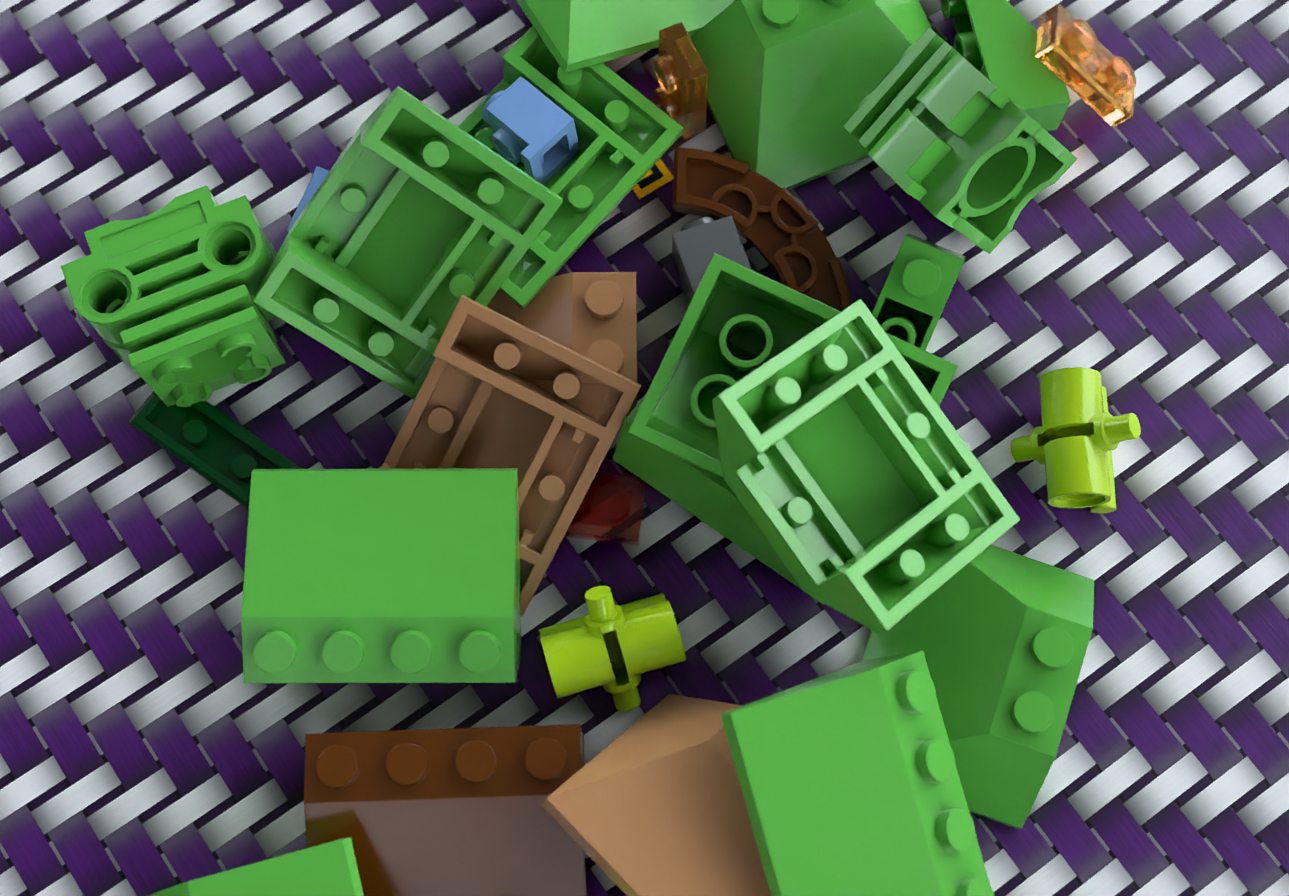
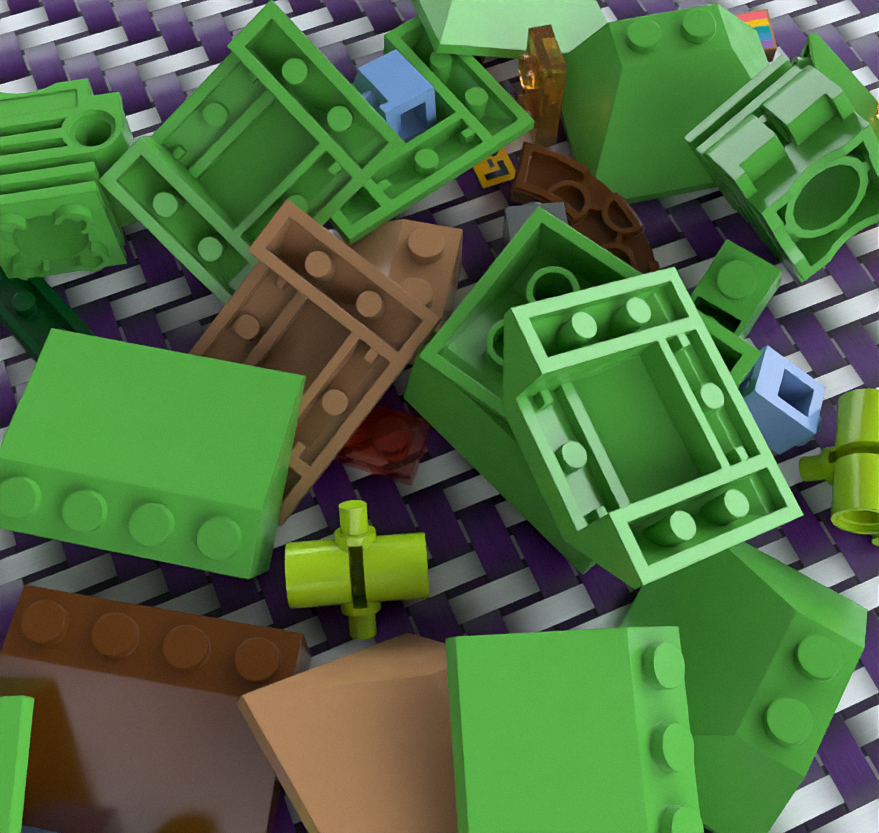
camera: 10 degrees right, 10 degrees down
(984, 392) = (782, 401): none -> medium blue brick

